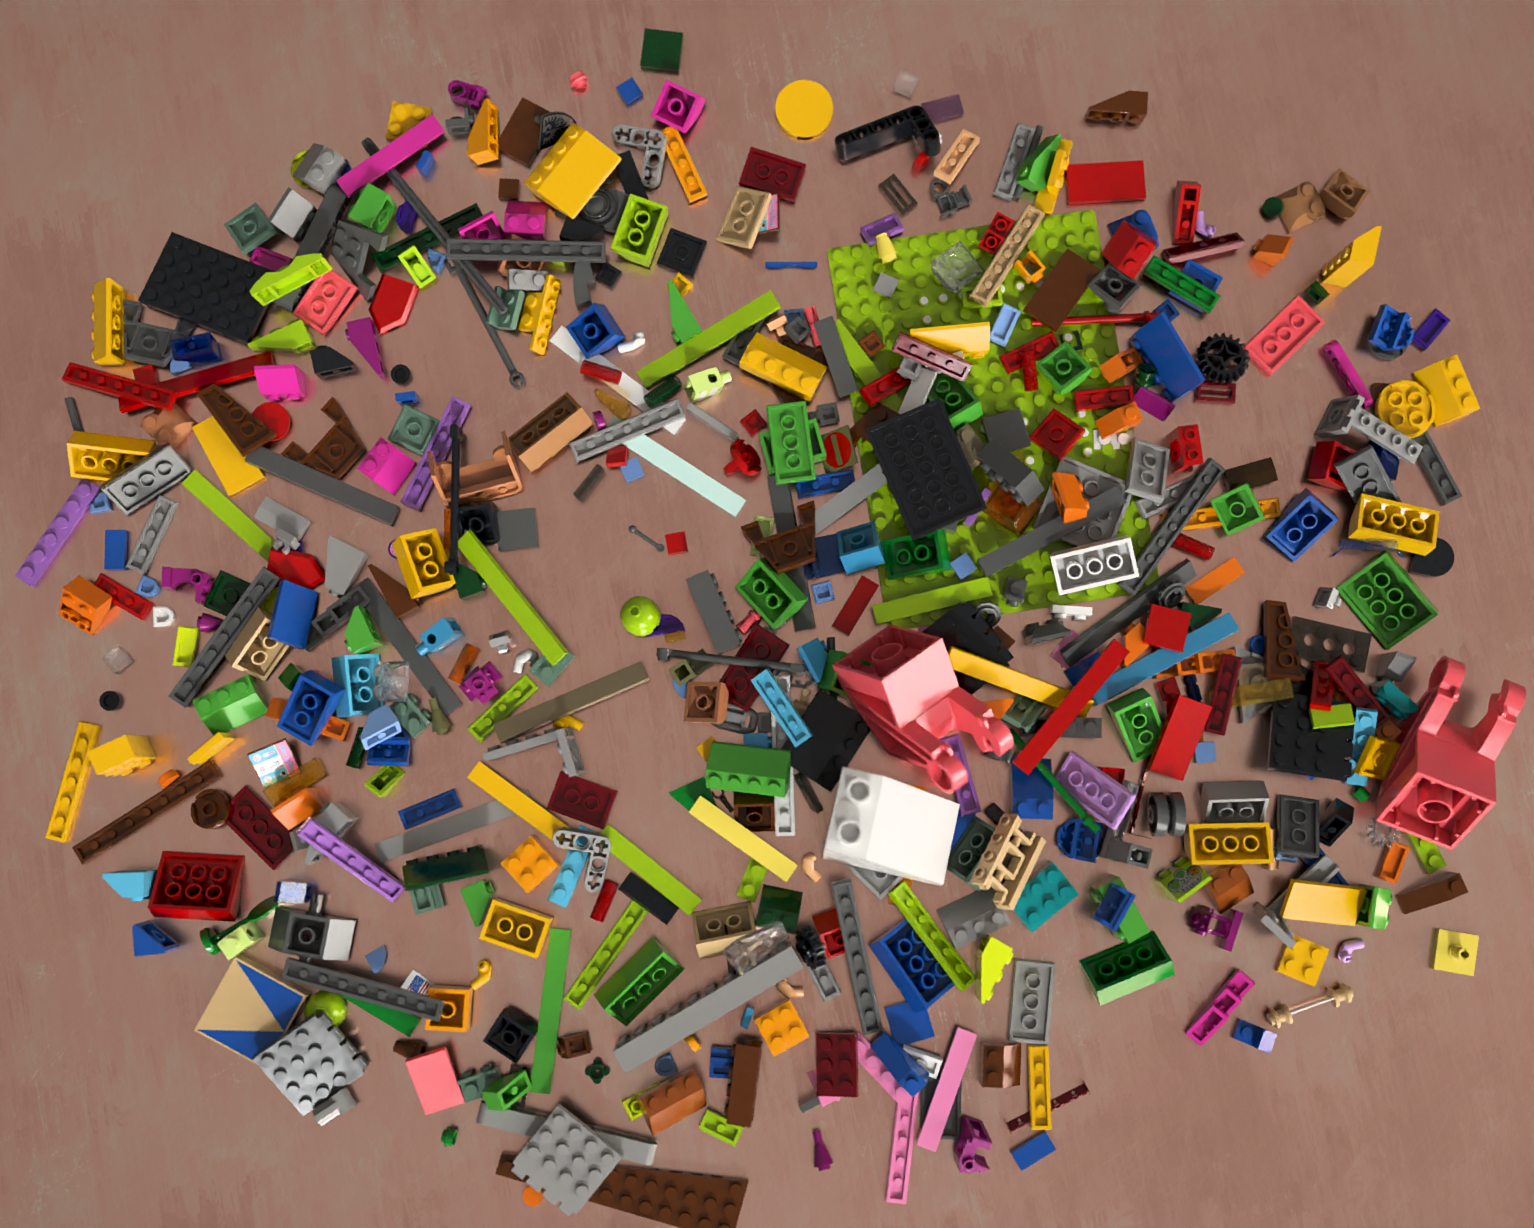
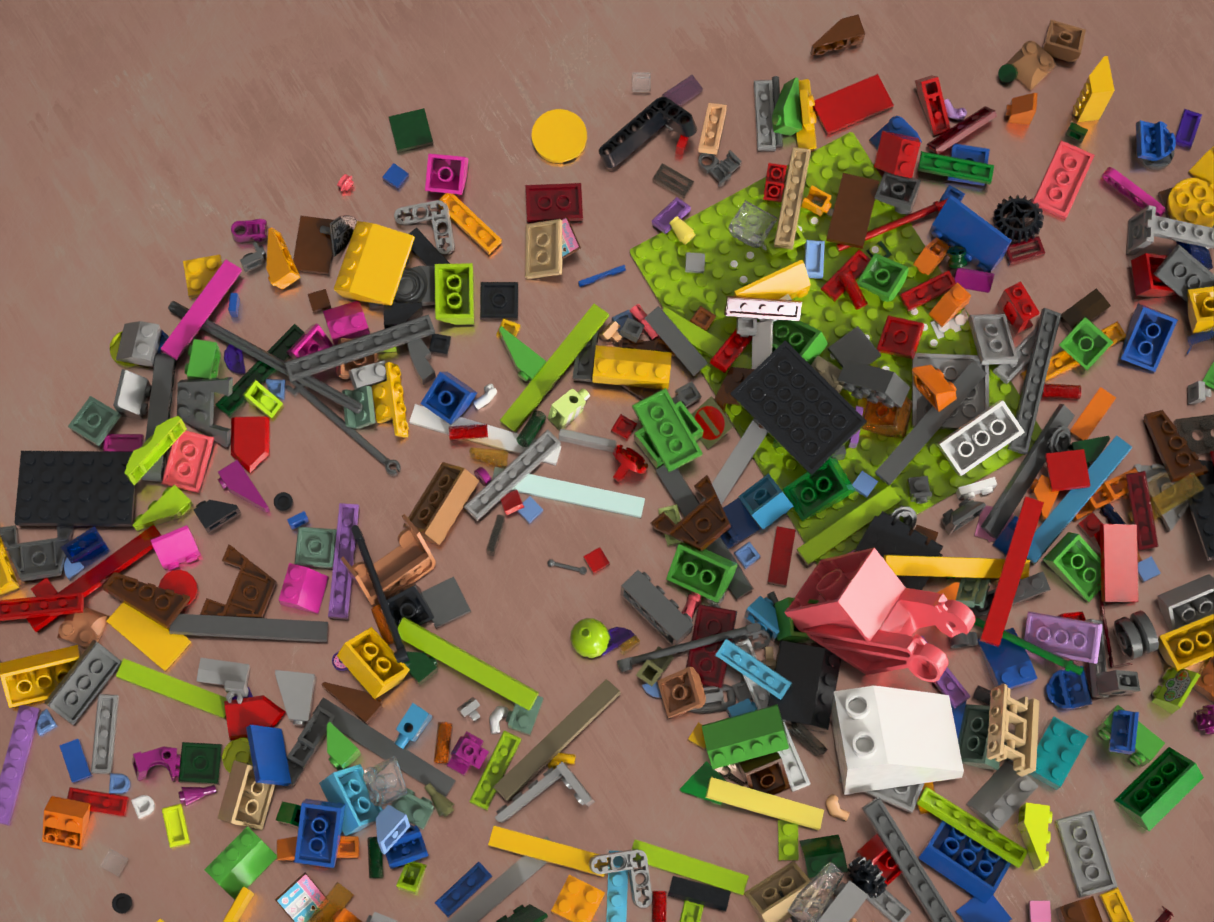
camera: 20 degrees left, 10 degrees down
(224, 637) = (211, 801): dark grey plate -> none
(582, 800) = (602, 826): dark red plate -> none
(825, 484) = (710, 458): blue tile -> none
(1256, 644) = (1152, 456): blue tile -> none

